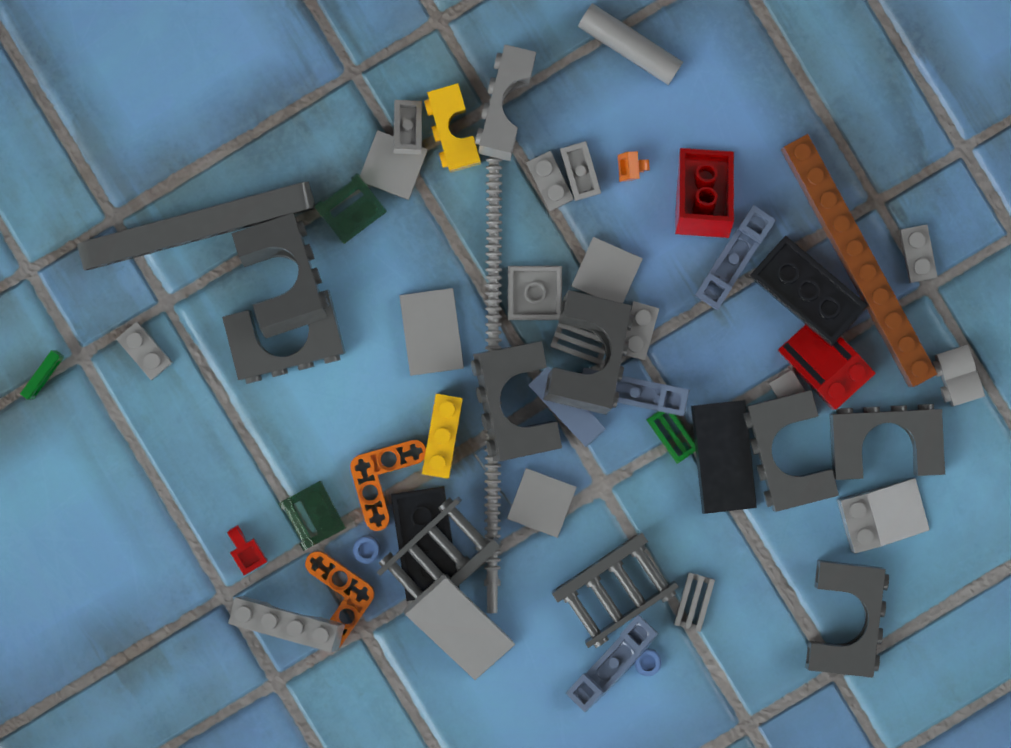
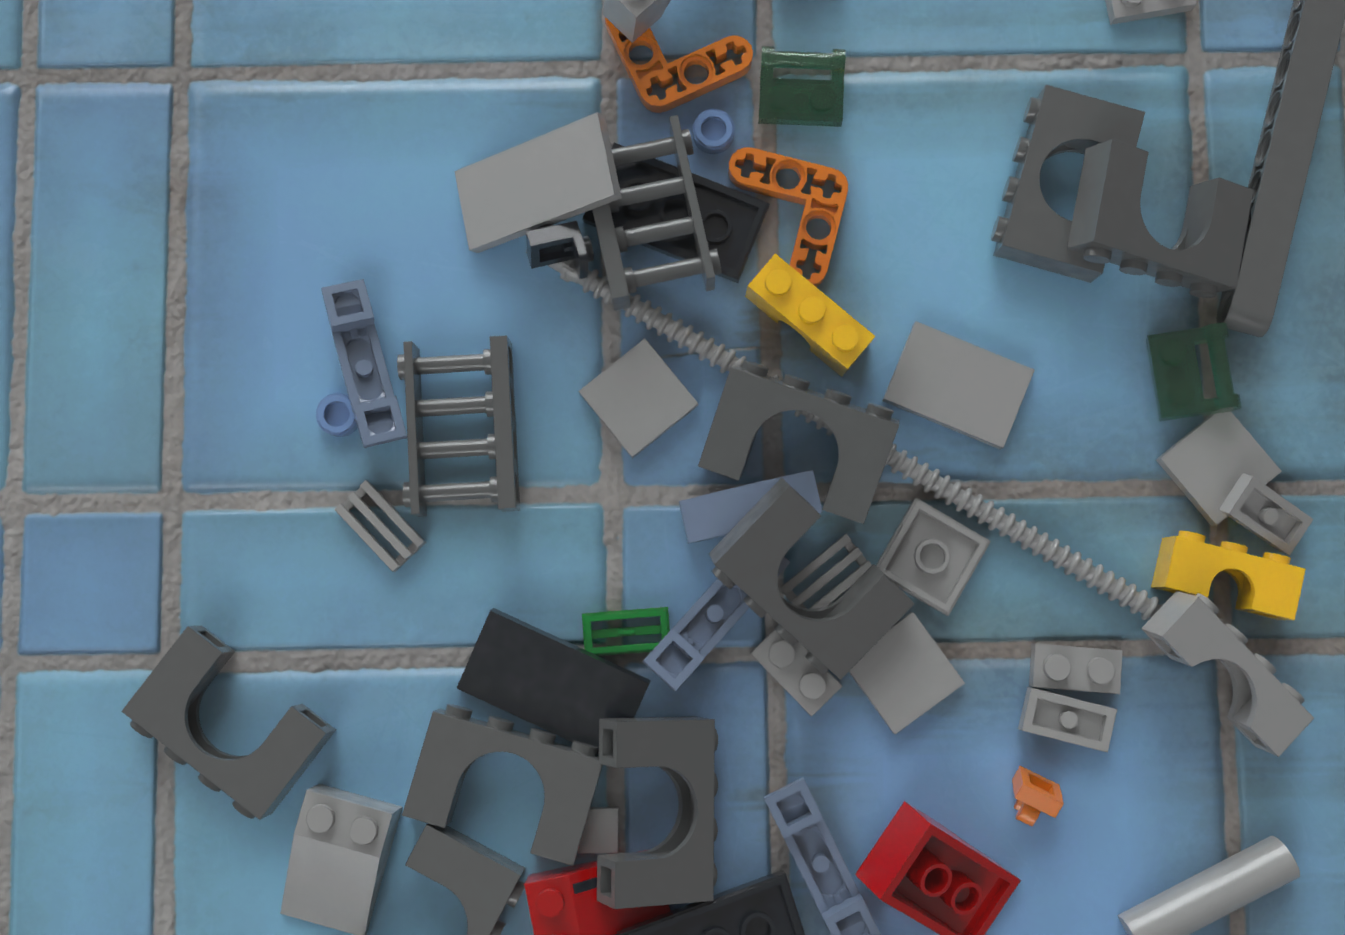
camera: 125 degrees right, 5 degrees down
(485, 597) = (558, 244): none -> black bracket
(775, 332) = (683, 863): none -> dark grey arch

